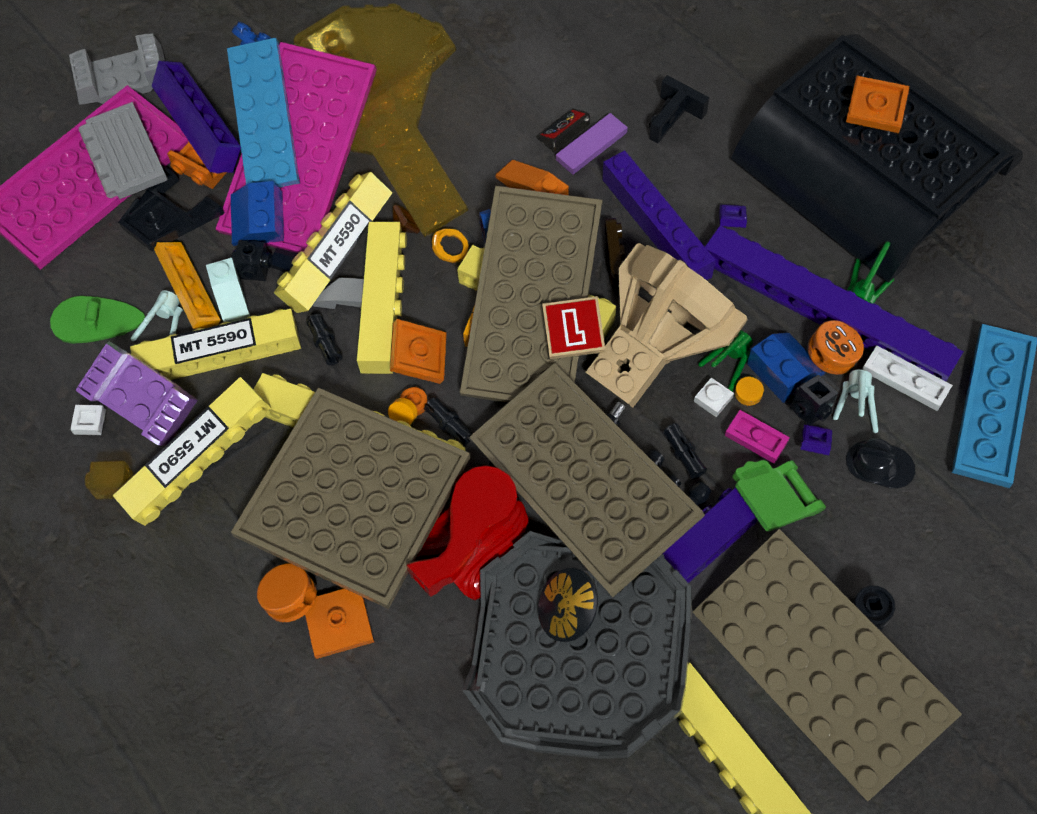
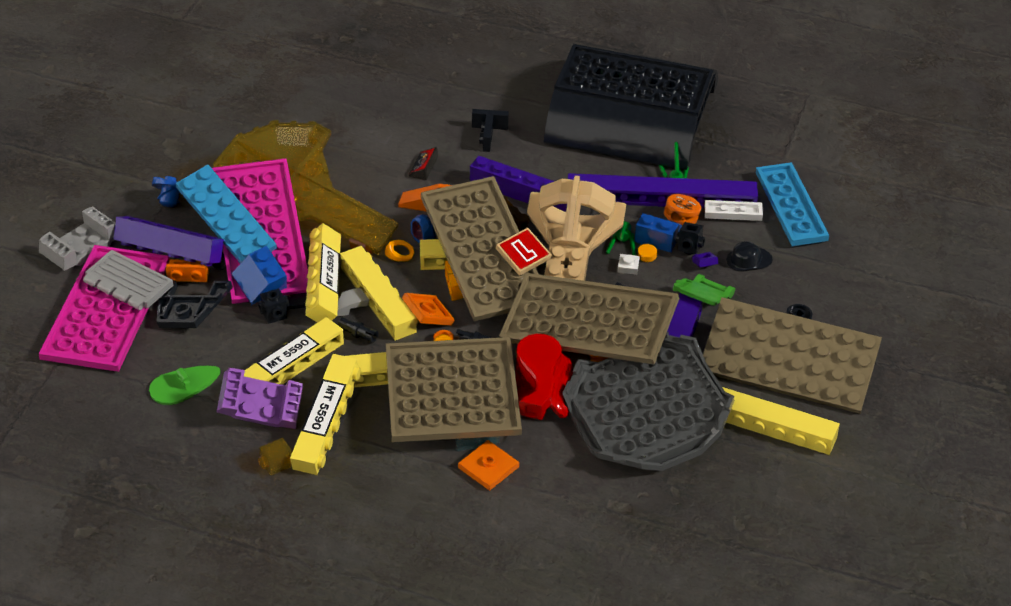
camera: 35 degrees left, 20 degrees down
(88, 419) = (231, 433): white plate -> none
(165, 306) = (231, 355): light aqua plant -> none
(187, 285) = (231, 334): light orange plate -> none
(228, 290) = (269, 327): light aqua slope -> none
(286, 593) = (447, 460): orange head -> none
(568, 605) = (630, 379): shield -> none
(591, 143) = (448, 165): medium lavender tile -> none
(733, 216) = (573, 168): dark purple tile -> none
(757, 436) = (669, 271): dark pink plate -> none
(859, 387) = (711, 225): light aqua plant -> none
(877, 104) = (622, 69): orange plate -> none

